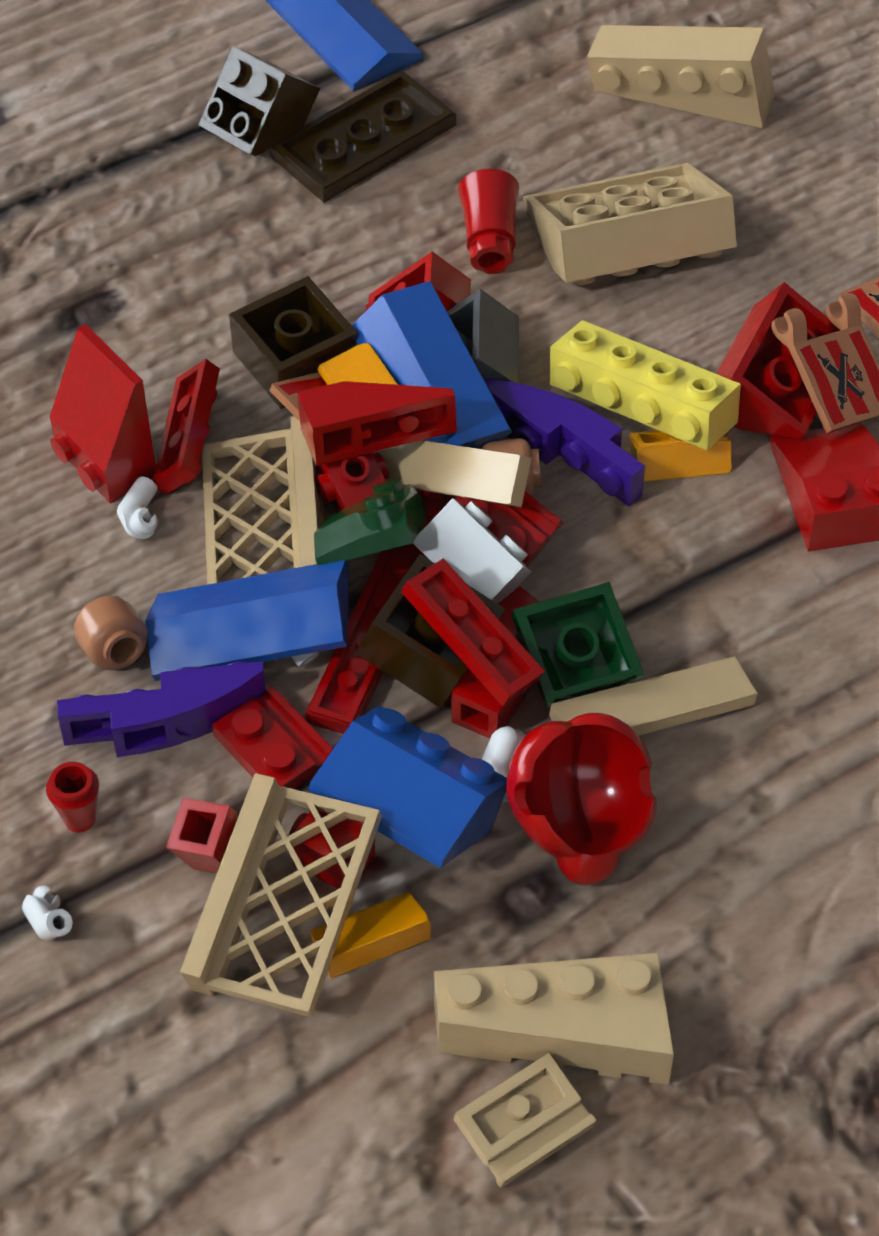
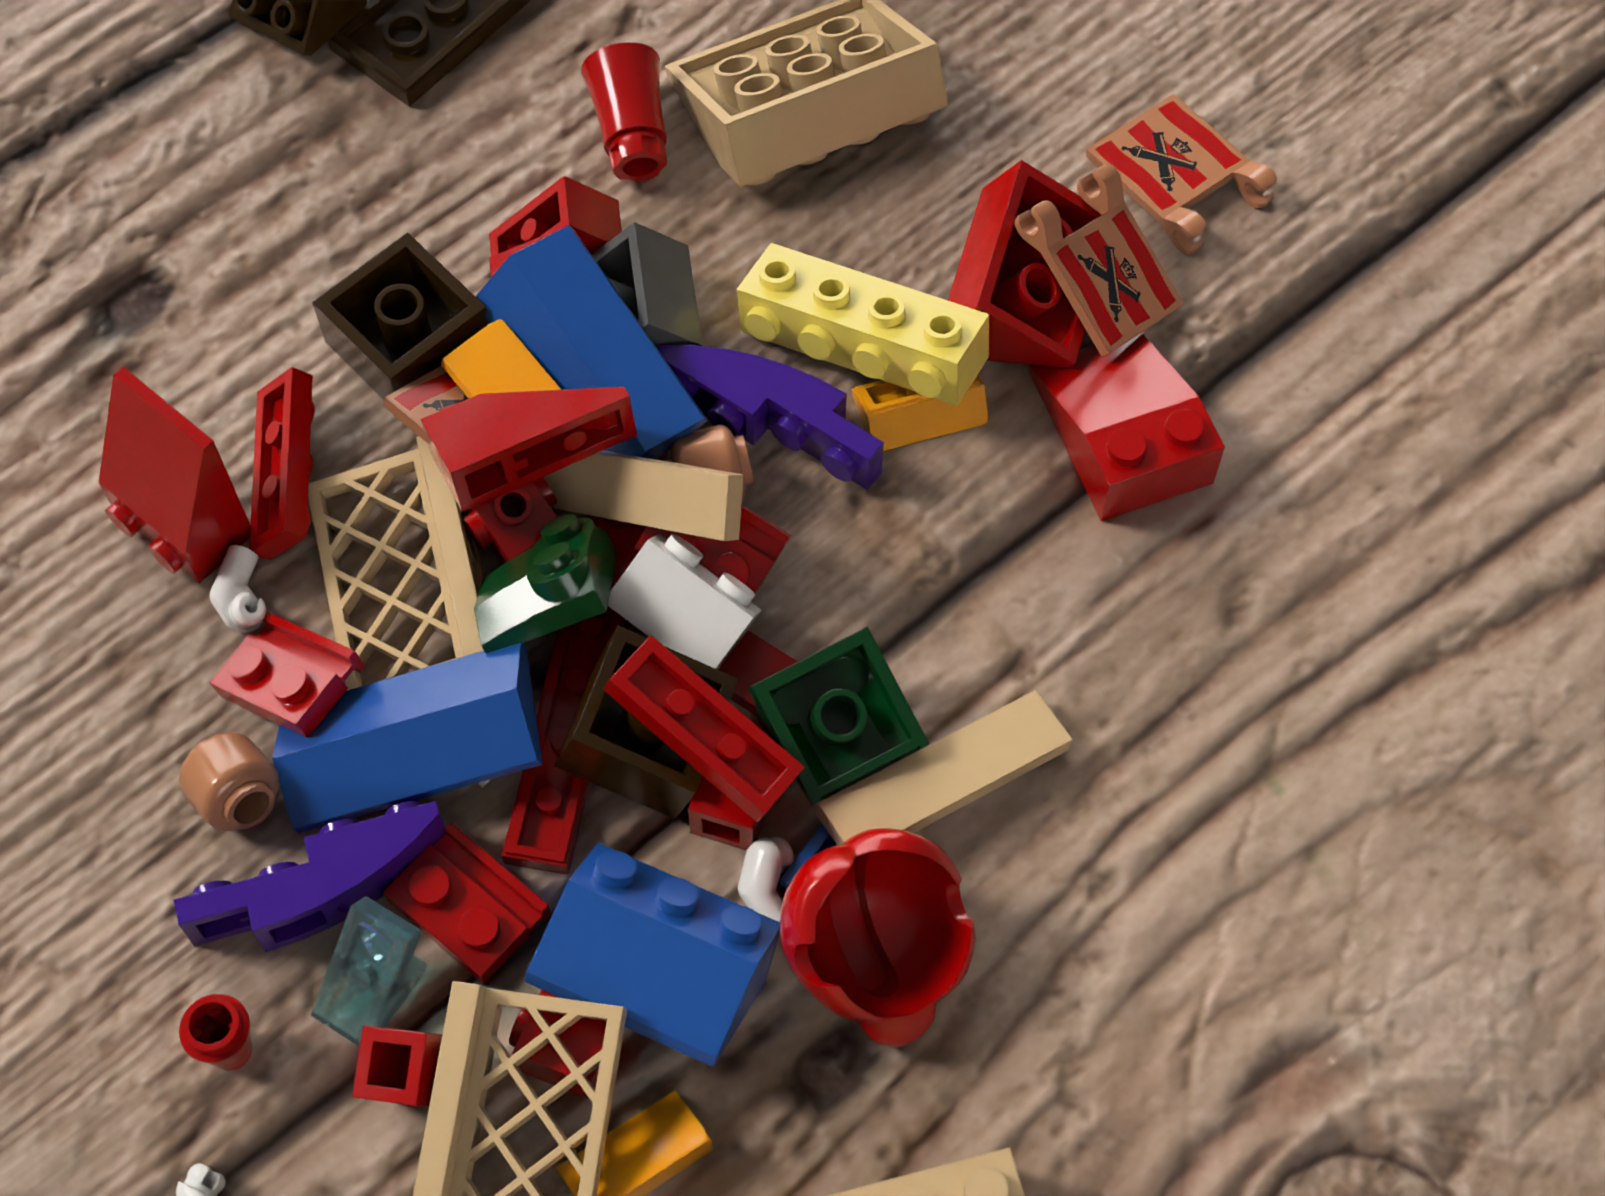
camera: 10 degrees left, 10 degrees up
(165, 567) = (287, 675): none -> red plate
(192, 768) = (369, 971): none -> clear light blue slope

